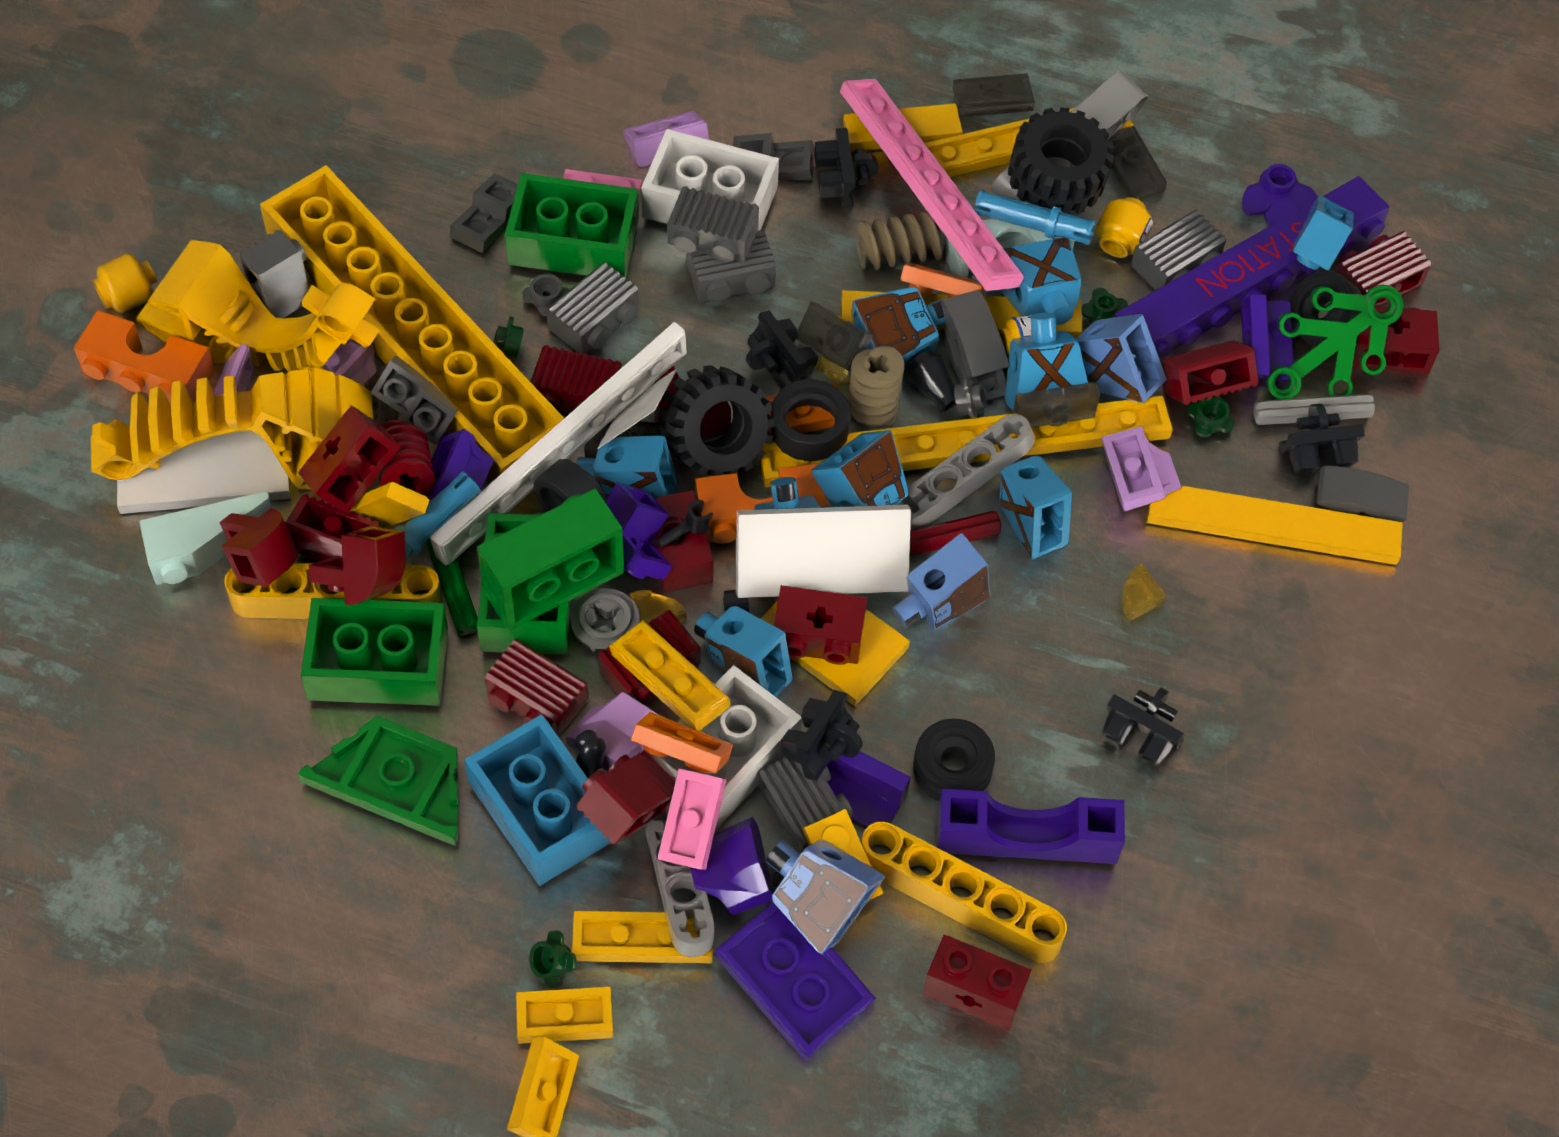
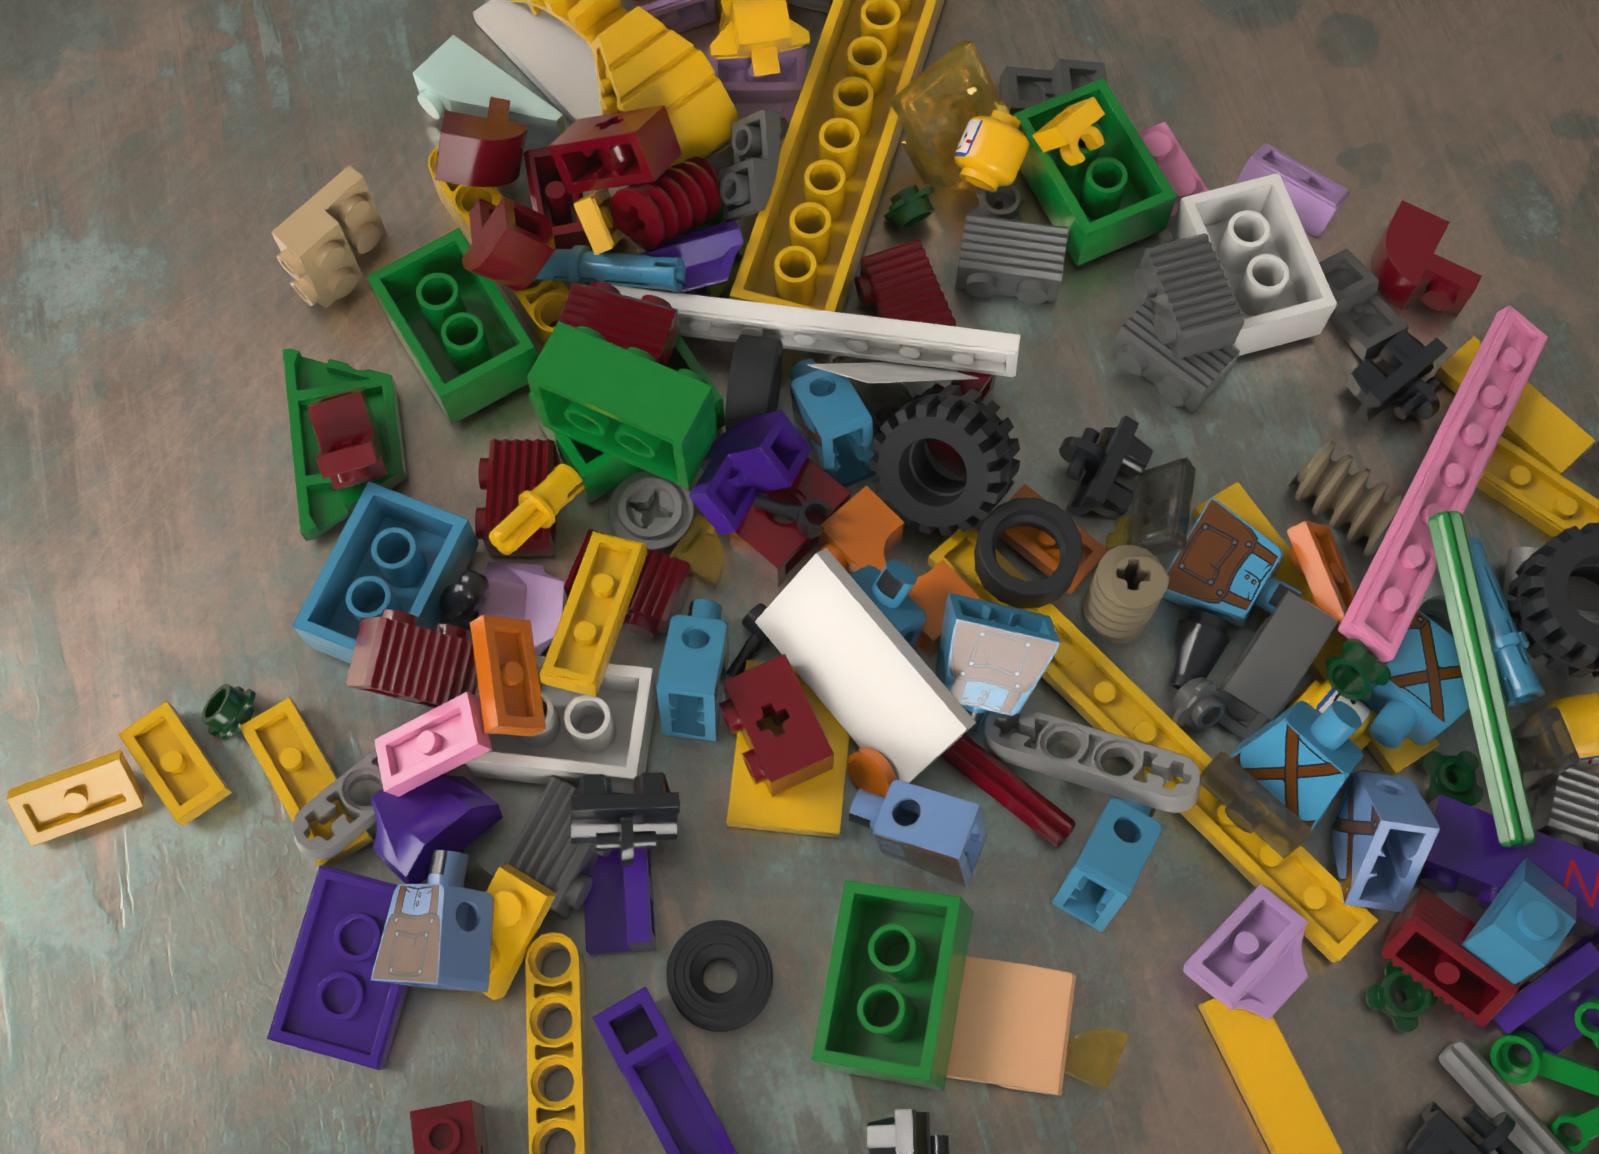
camera: 60 degrees right, 10 degrees up
(246, 692) = (327, 236): none -> tan plate
(417, 759) = (347, 439): none -> dark red brick
(458, 541) = (624, 320): none -> dark red brick
(473, 271) = (940, 106): none -> clear yellow plate
(519, 264) = (991, 150): none -> yellow head
(550, 208) = (1069, 127): none -> yellow tile
(566, 668) = (537, 509): none -> yellow axle
(766, 110) = (1409, 267): none -> dark red brick
(883, 596) = (870, 771): none -> orange piece
(1018, 309) = (1356, 671): none -> dark green plate
(1031, 658) = (893, 984): none -> green brick
(1064, 243) = (1481, 680): none -> axle
(1091, 623) = (1012, 1025): none -> light nougat slope
(1122, 252) = (1543, 748): none -> clear smoke plate
(1219, 319) = (1523, 924): none -> dark azure slope

